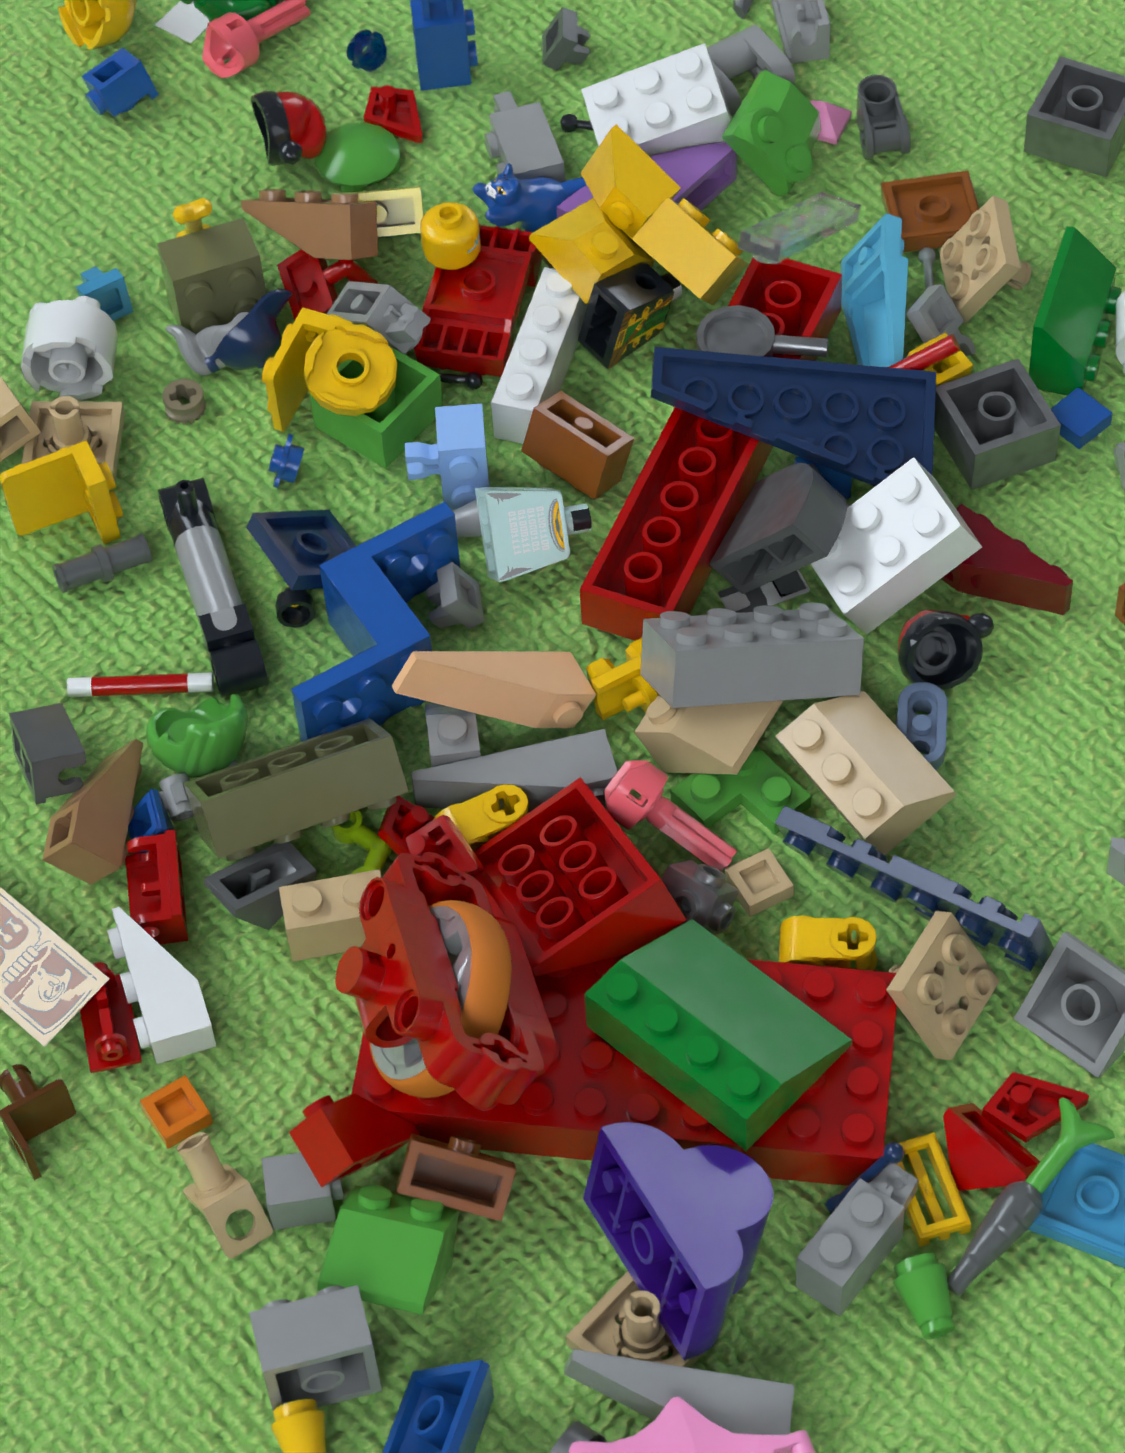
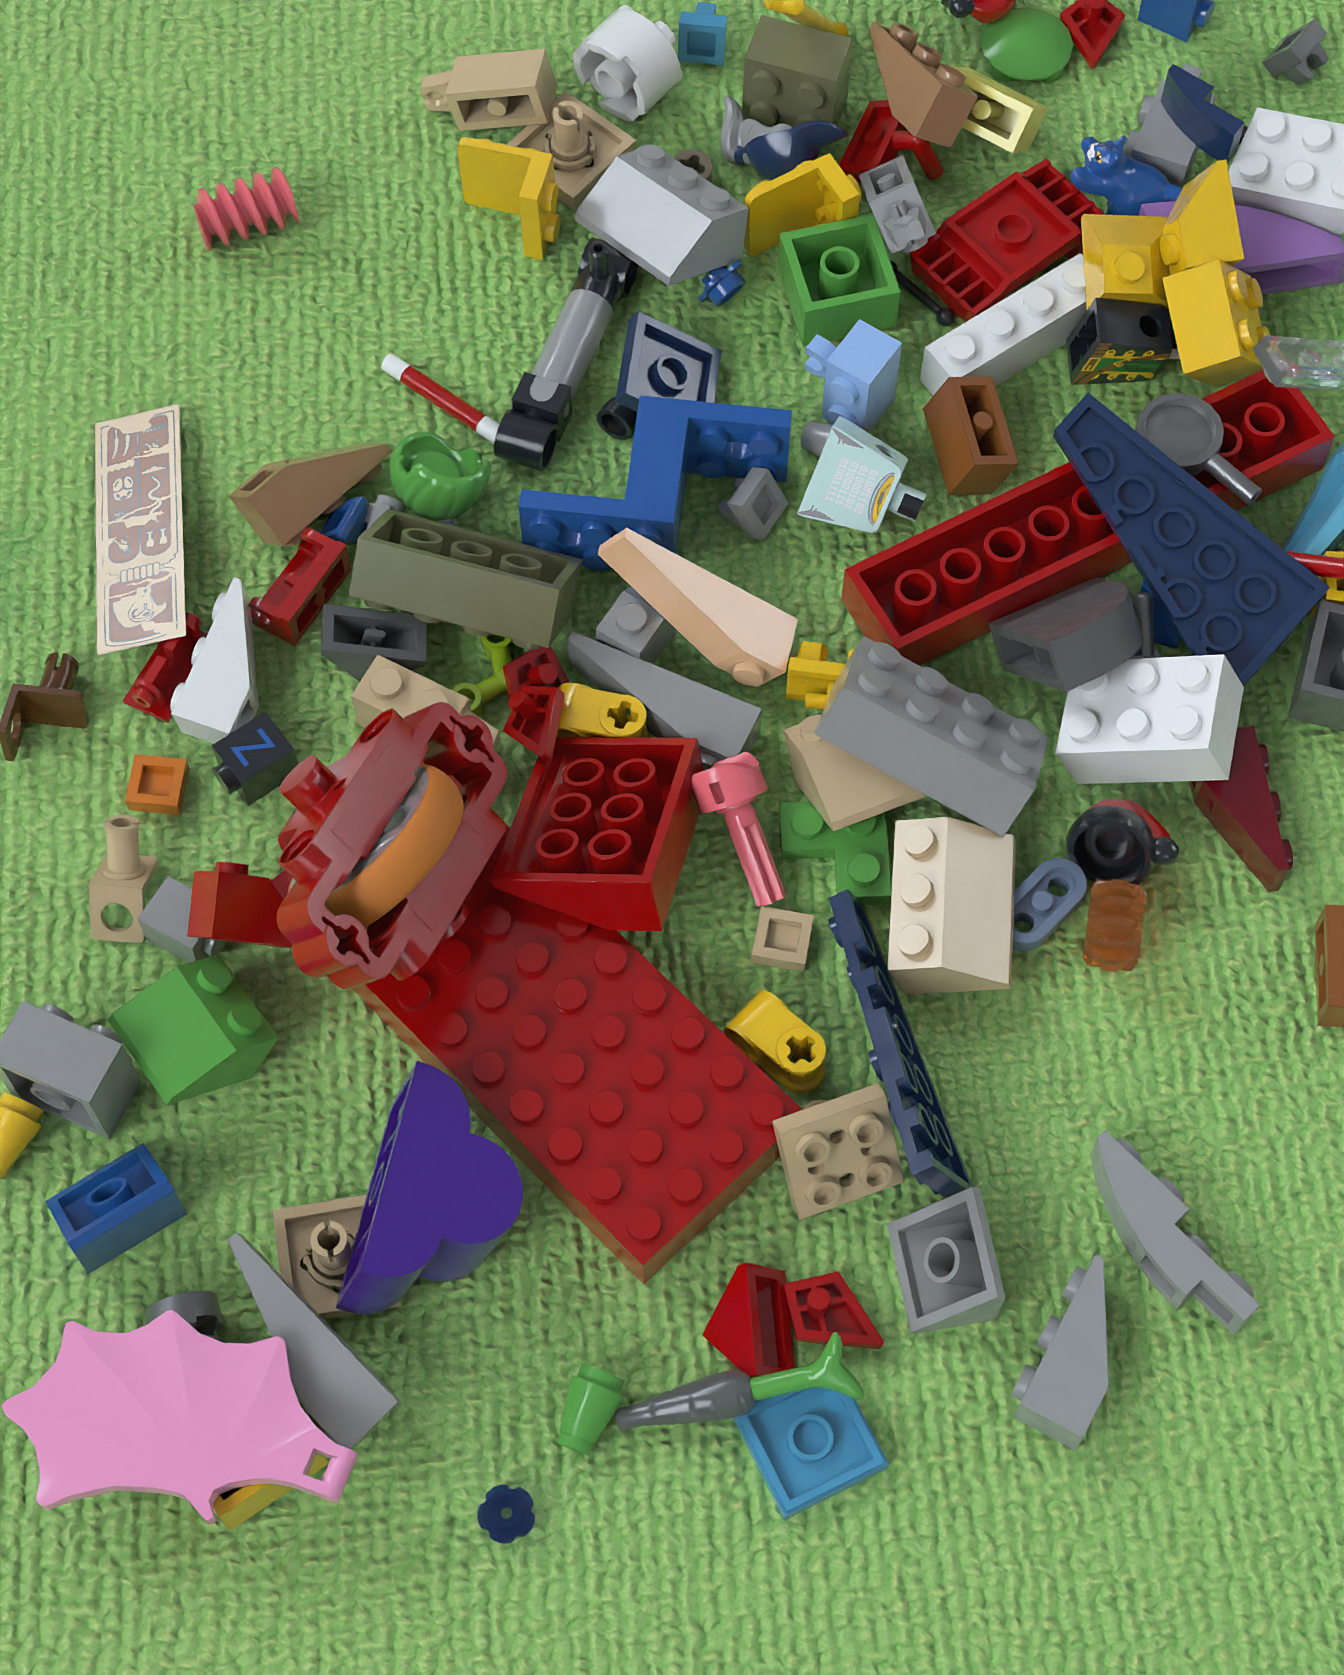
camera: 35 degrees right, 10 degrees up
(44, 747) = (311, 403): dark grey hinge -> none
(102, 563) = (501, 271): dark grey pin -> none
(204, 435) = (664, 216): none -> light grey slope
(243, 1035) = (253, 759): none -> black brick
(353, 395) = (826, 264): yellow tile -> none
(450, 235) = (1013, 170): yellow head -> none
(456, 1175) = (298, 1010): dark orange brick -> none
(555, 122) = (1206, 125): none -> dark blue slope
(701, 894) = (706, 916): flat silver brick -> none
(713, 1030) = (601, 1045): green slope -> none
(768, 594) = (994, 679): sticker -> none
(855, 1239) = (575, 1313): light grey hinge -> none
(892, 1153) = (649, 1269): dark blue hinge -> none
(934, 1426) = (510, 1529): none -> clear blue plate
(940, 1227) = (660, 1361): yellow tile -> none
(989, 701) = (1114, 925): none -> clear orange gear

